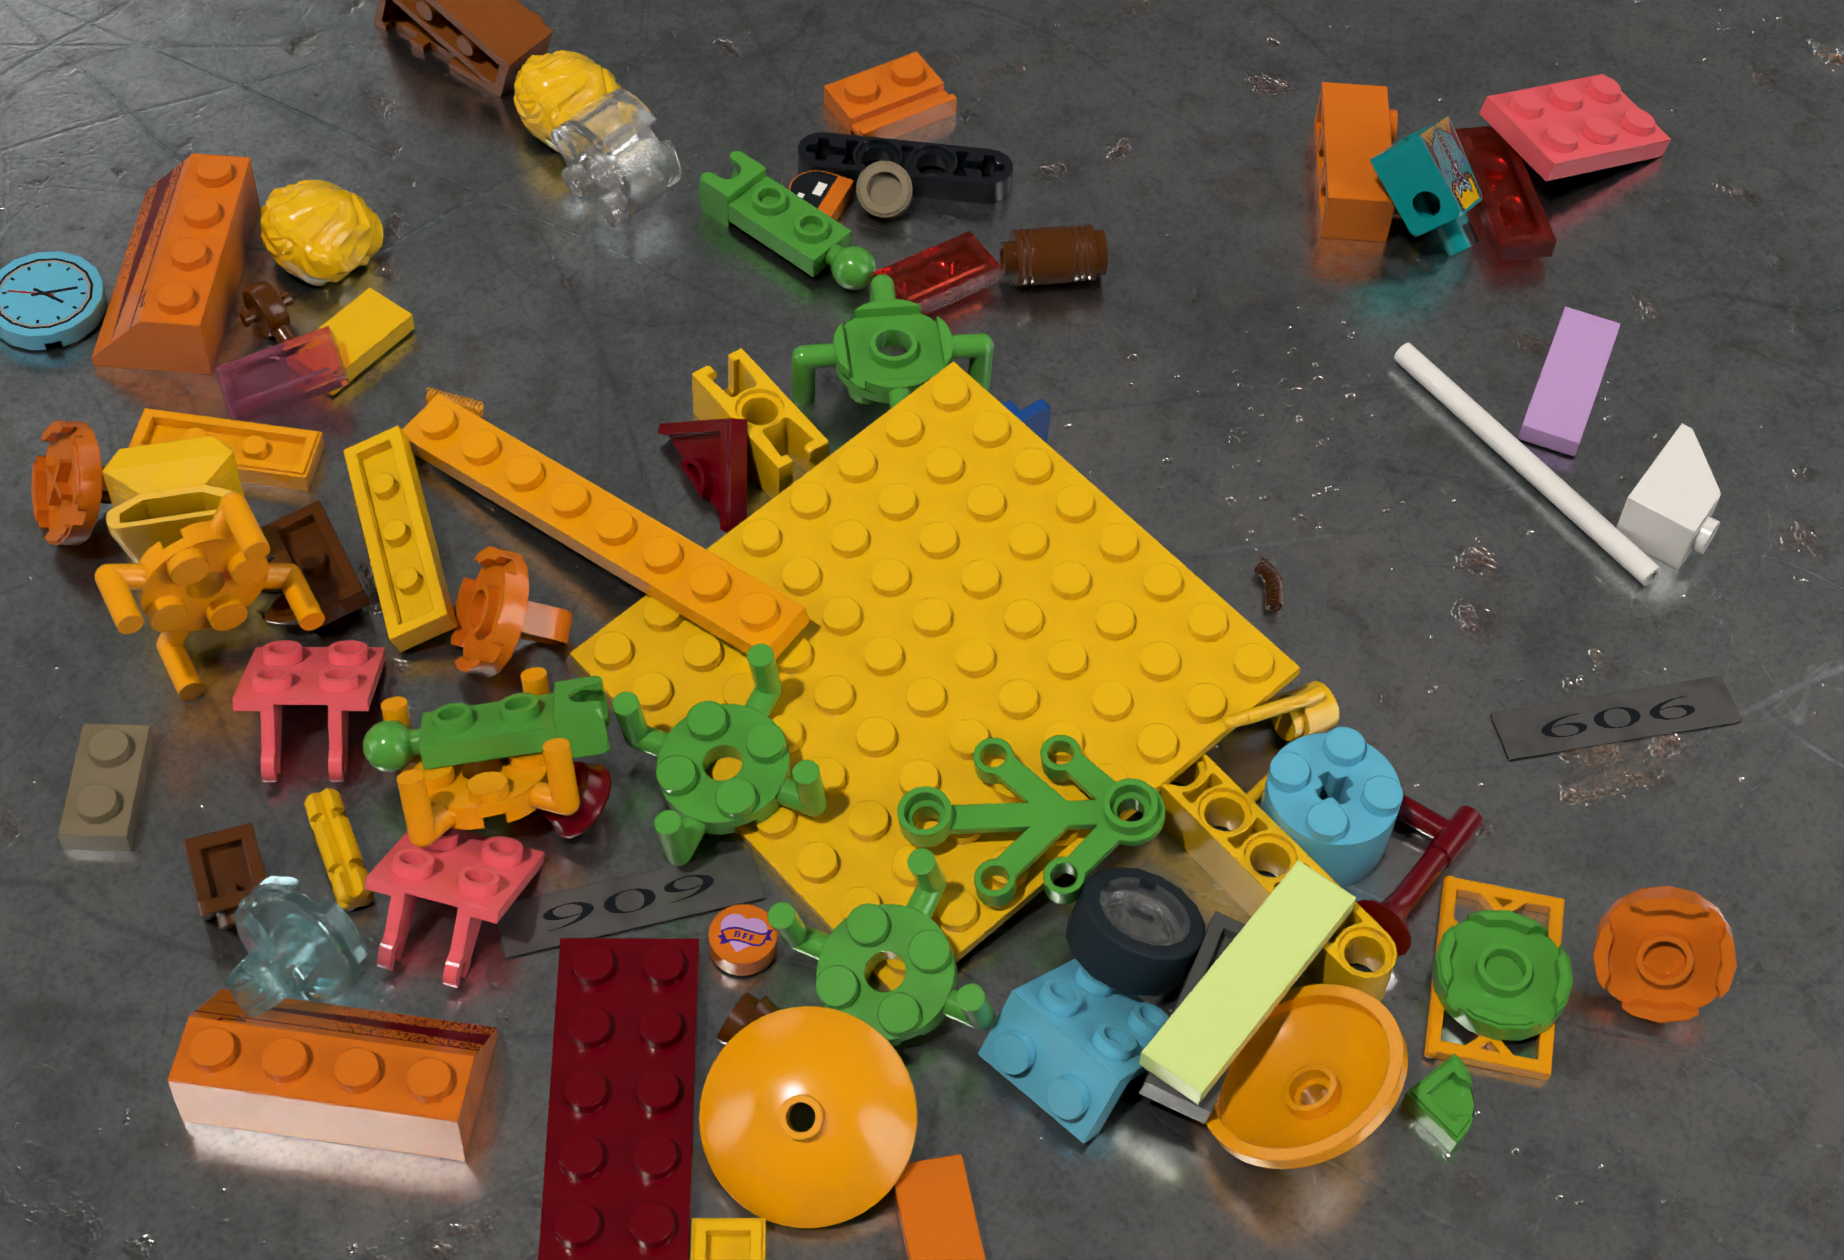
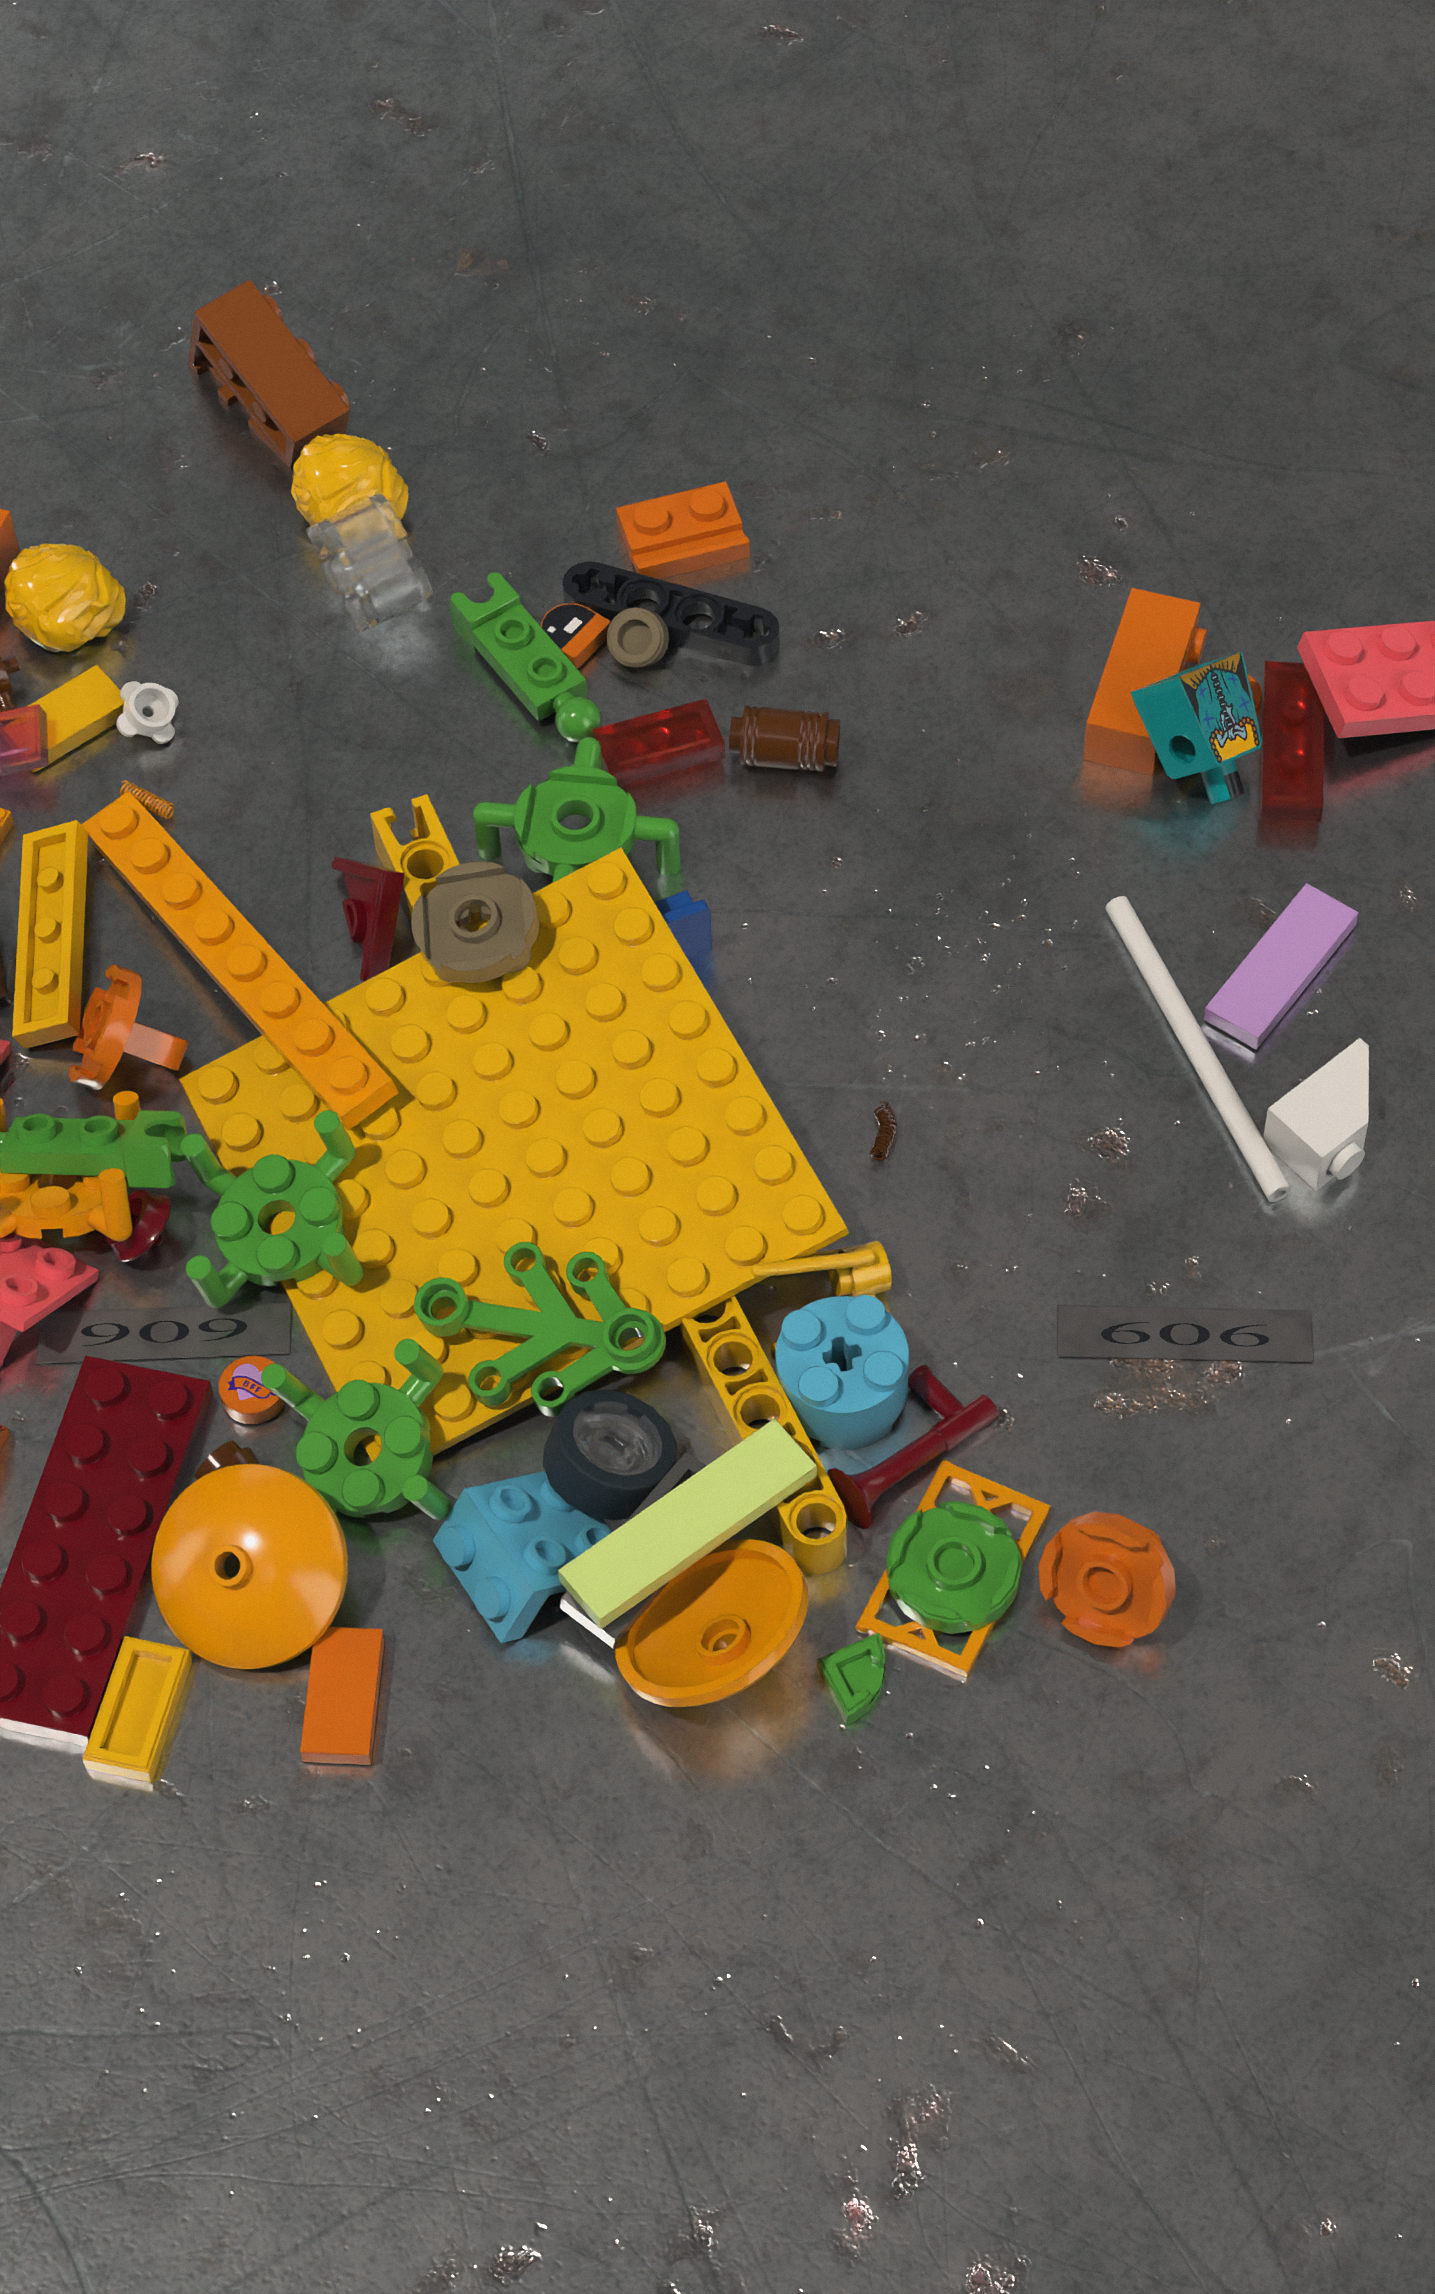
camera: 20 degrees right, 5 degrees up
(440, 310) = (157, 699): none -> white plate
(846, 479) = (482, 954): none -> dark tan plate

